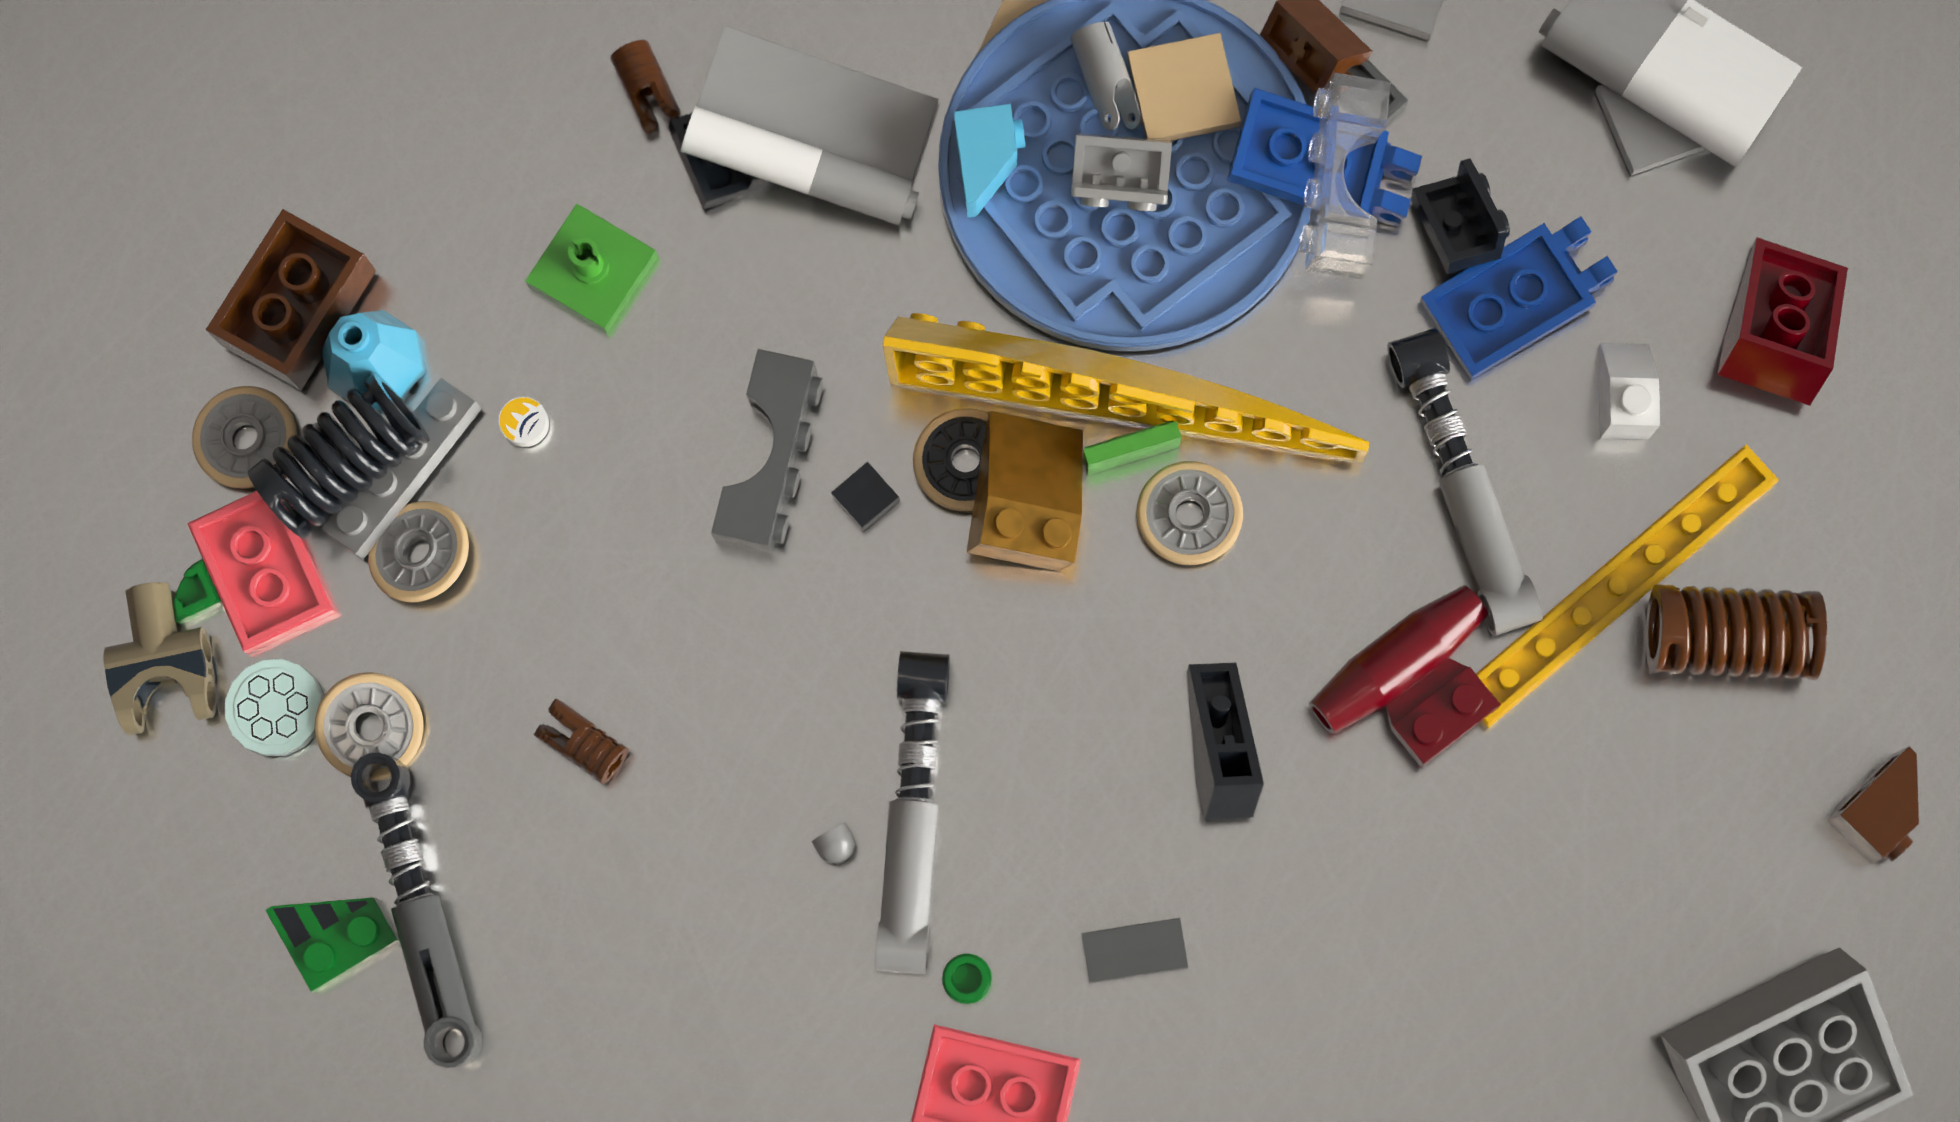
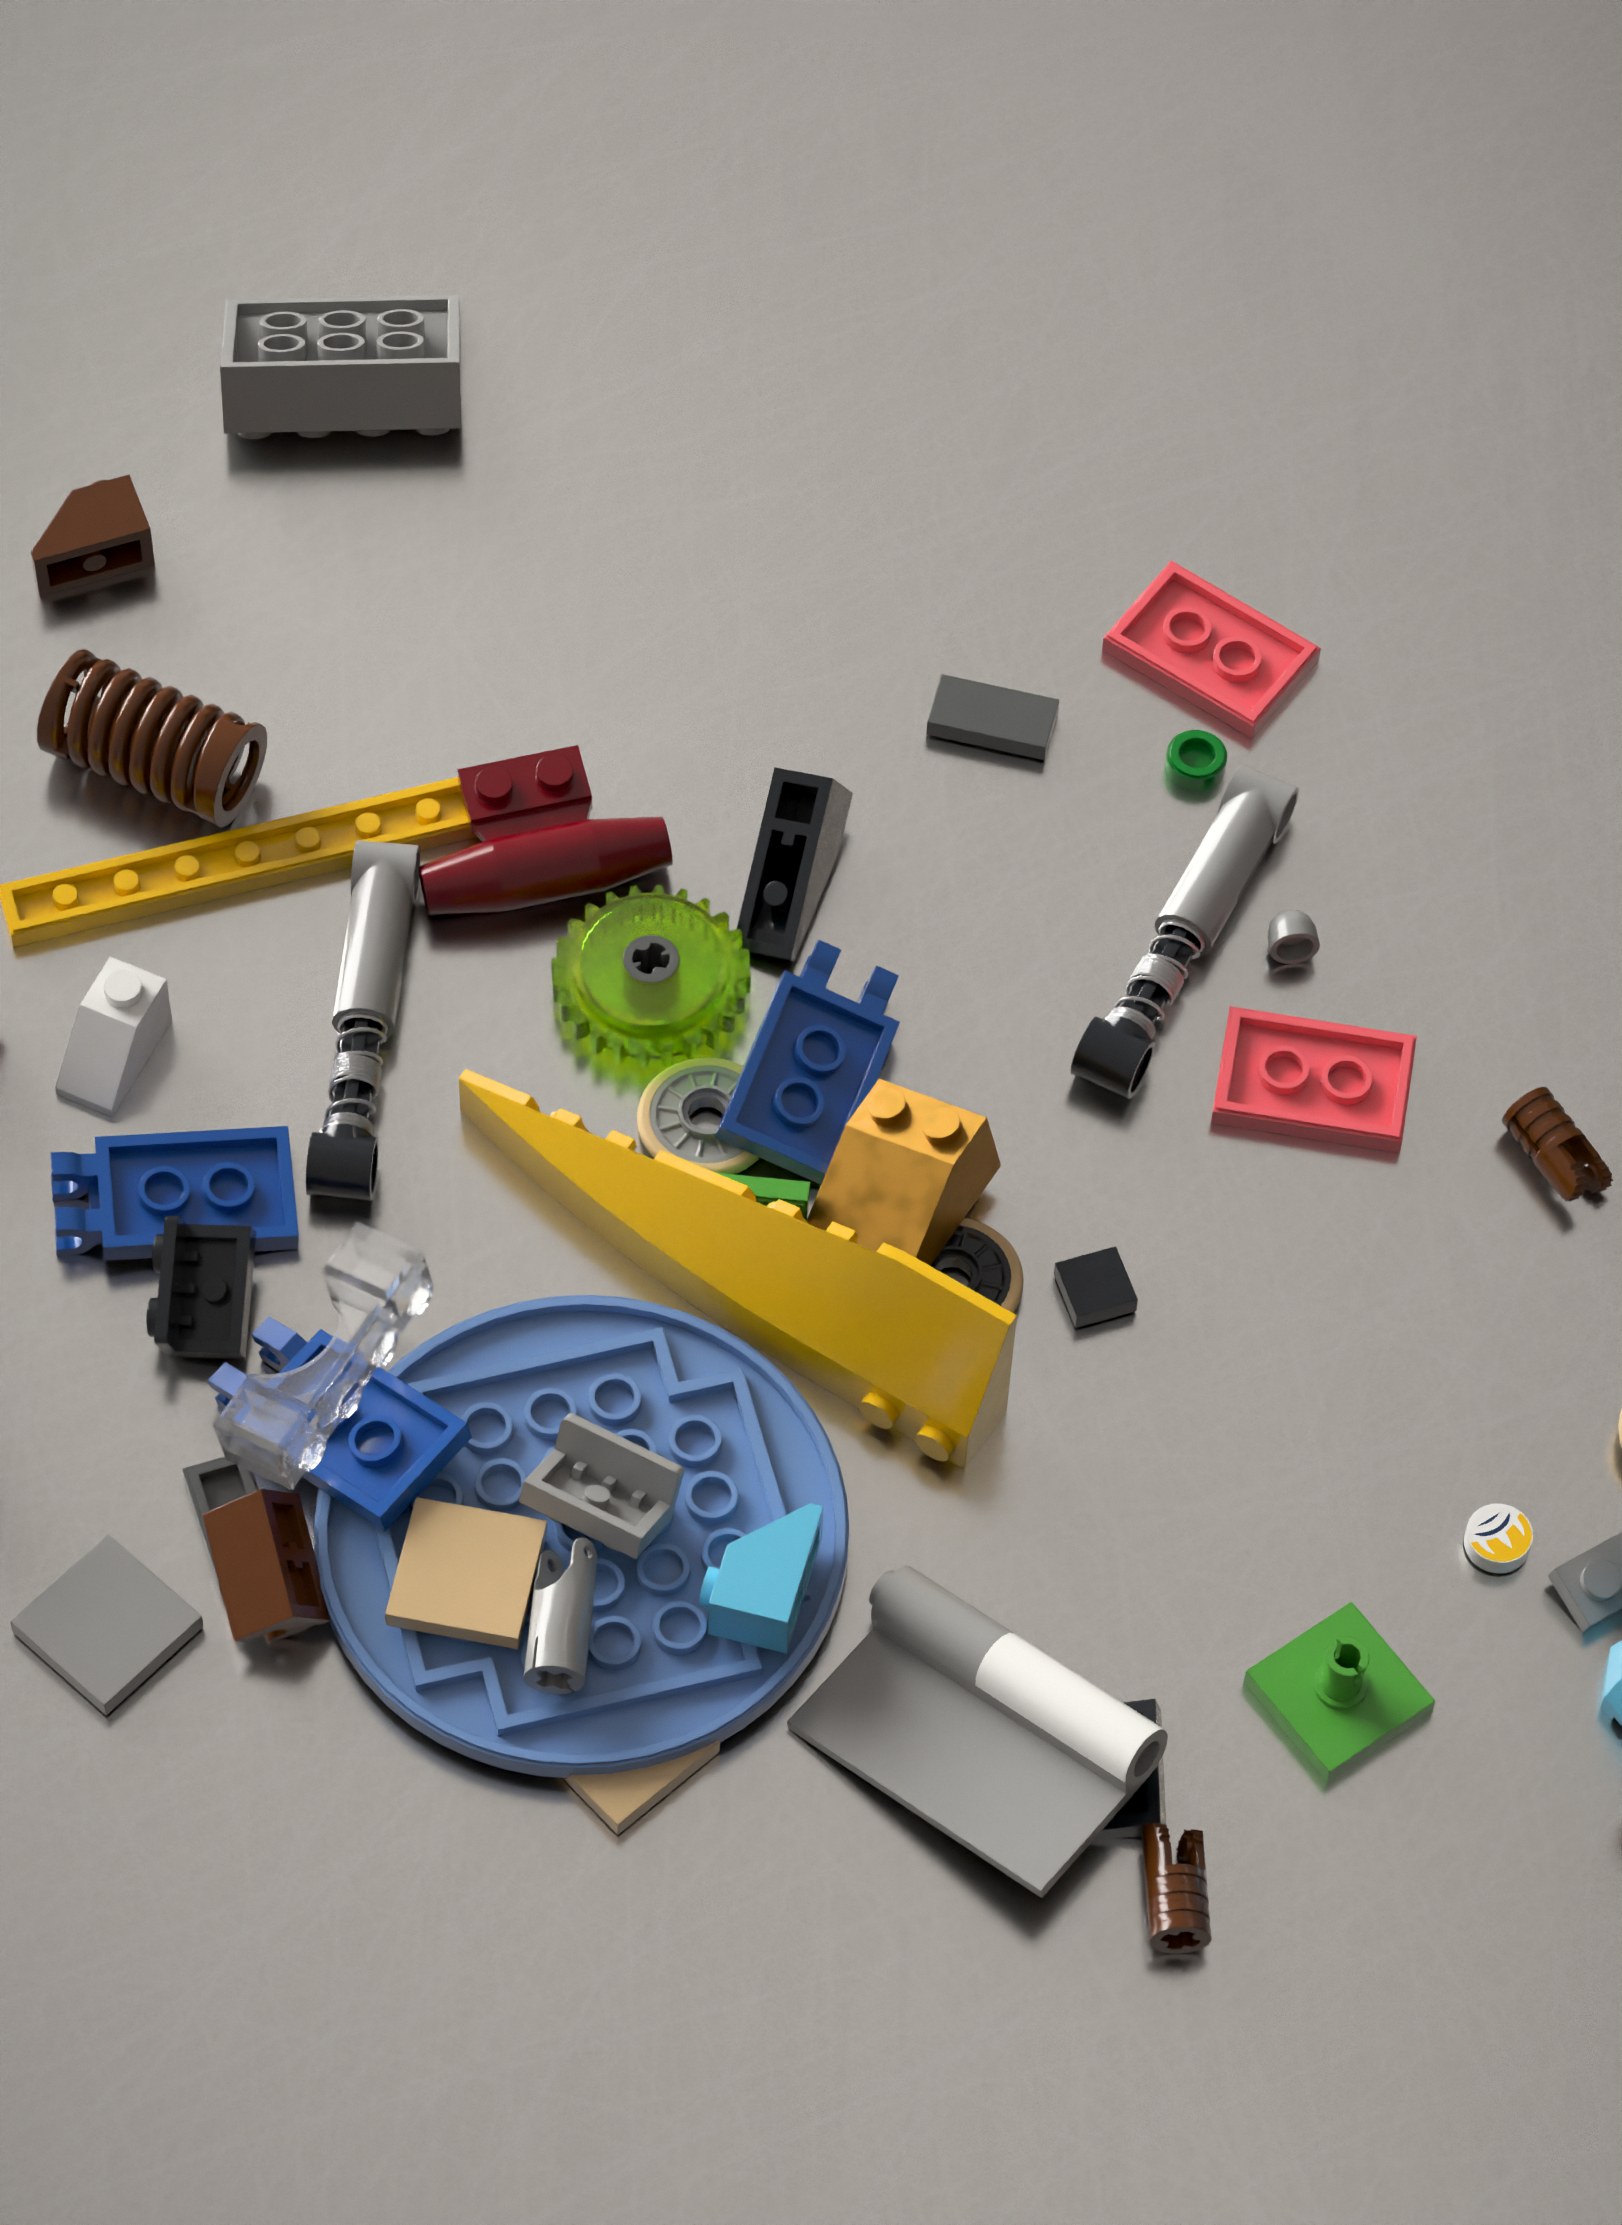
camera: 165 degrees left, 20 degrees down
(752, 511) = (1244, 1314): dark grey arch -> none
(776, 733) = (1314, 1079): none -> coral tile
(1132, 574) = (809, 1067): none -> blue tile
(1274, 637) = (651, 976): none -> clear neon green gear

